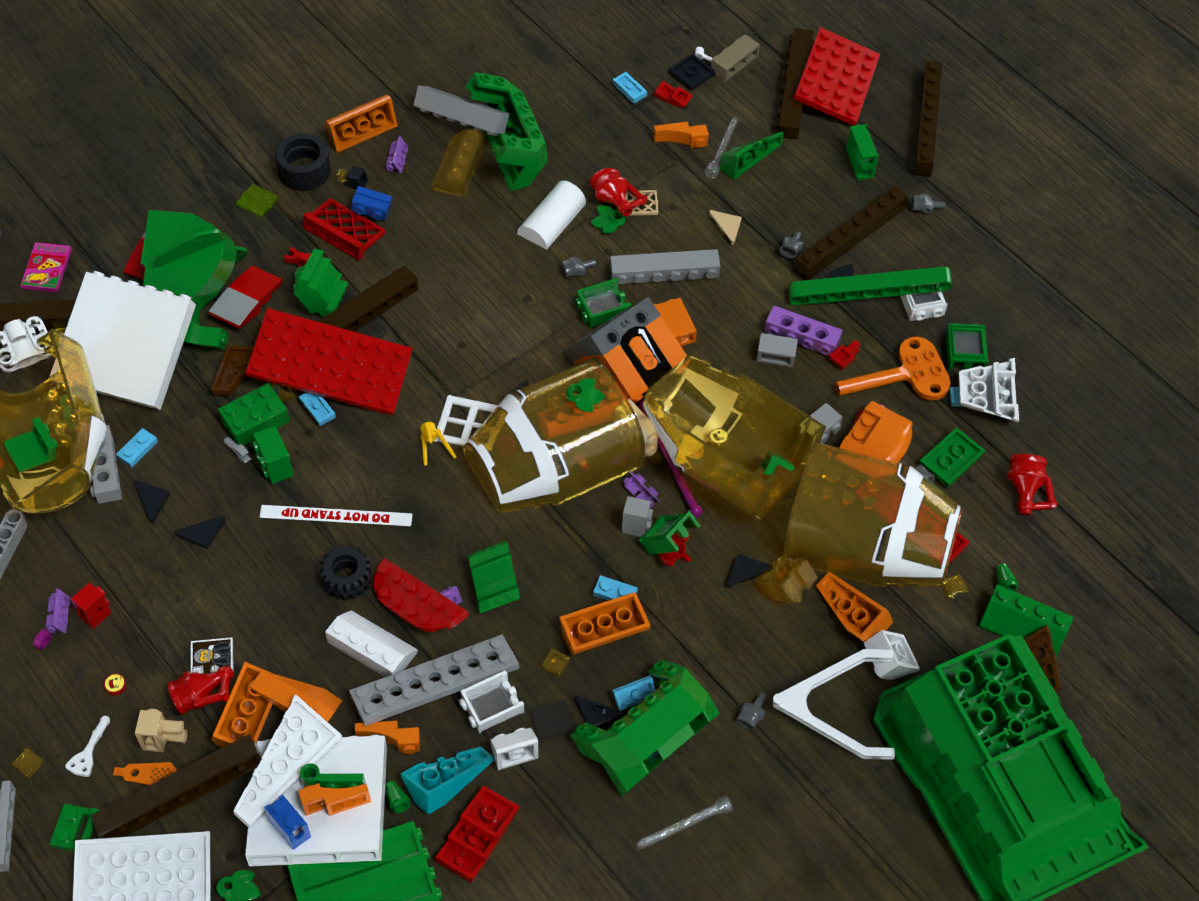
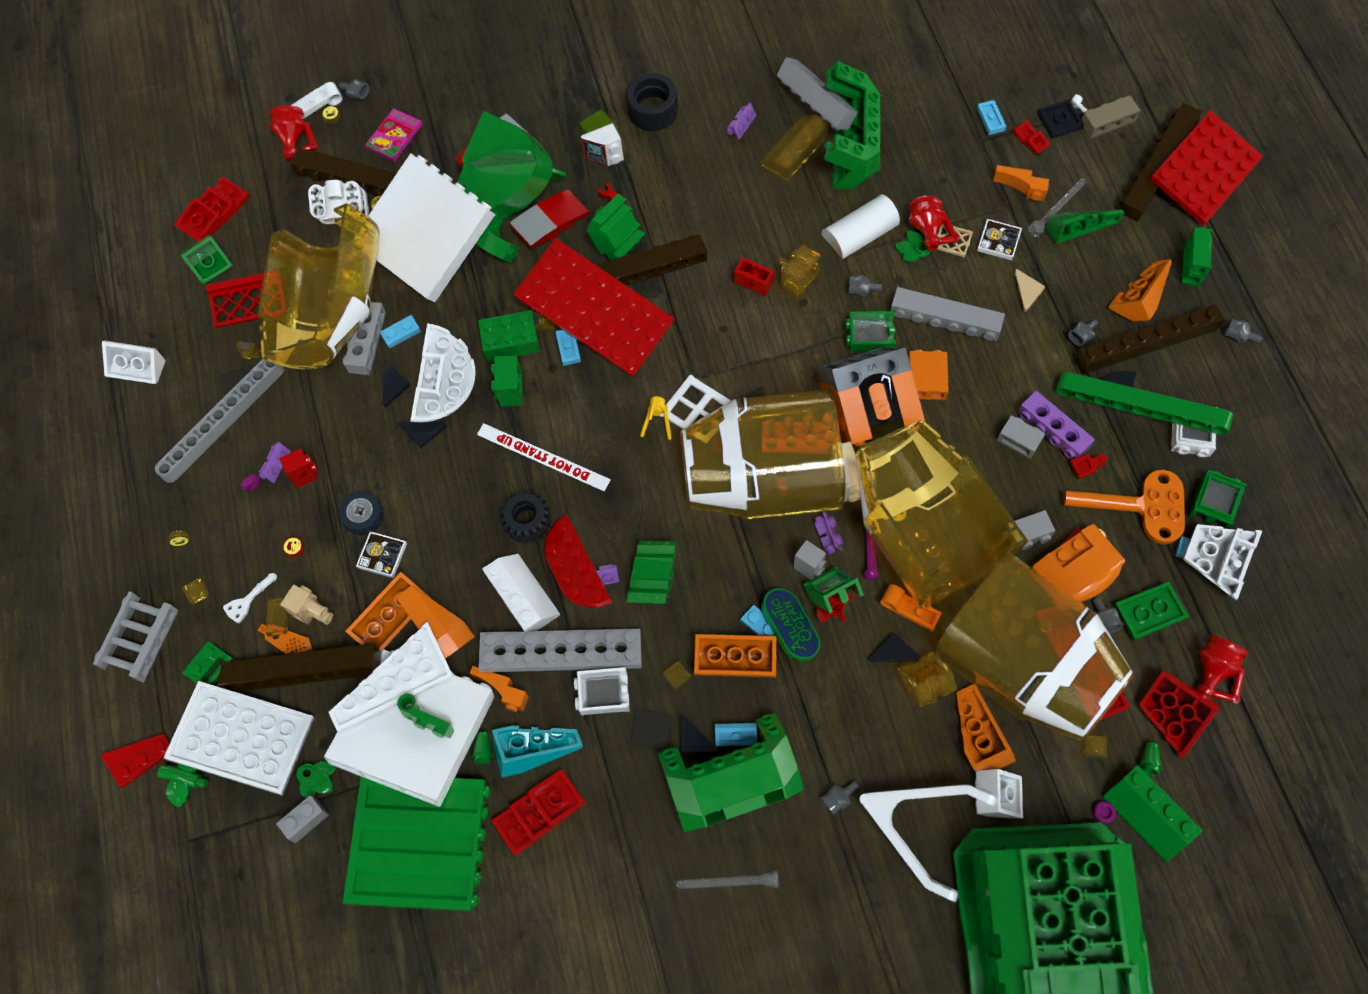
camera: 30 degrees right, 10 degrees up
(32, 447) = (307, 303): green bracket -> none
(129, 754) = (276, 618): none -> clear yellow tile
(173, 638) = (371, 516): none -> black wheel
(194, 688) = (351, 578): red piece -> none
(203, 472) = (444, 376): none -> white brick
(232, 369) = (506, 285): reddish brown wing -> none
(240, 450) = (482, 363): light grey bar -> none
(272, 214) = (603, 146): none -> white slope
(286, 821) = (368, 742): blue brick -> none
(334, 800) = (401, 728): orange slope -> none
(336, 235) = (650, 181): red fence -> none
(355, 177) = (694, 131): black piece -> none
(361, 123) = (720, 79): orange brick -> none
(371, 203) = (697, 162): blue brick -> none
(472, 288) = (754, 276): none -> red brick
(513, 270) = (799, 271): none -> clear yellow brick
(514, 748) = (603, 744): white slope -> none
(586, 396) = (803, 430): green plate -> none
(643, 579) = (790, 624): none -> tile
(683, 189) = (999, 239): none -> tile
(718, 437) = (922, 509): tile -> none
(743, 528) = (905, 606): none -> orange plate
(772, 460) = (964, 559): green fence -> none
(830, 198) = (1143, 295): none -> orange wedge
(928, 119) = (1283, 241): dark brown brick -> none
(985, 636) = (1104, 812): none -> magenta tile
(1011, 529) = (1178, 711): none -> red wedge
(1043, 651) = (1149, 860): reddish brown wing -> none

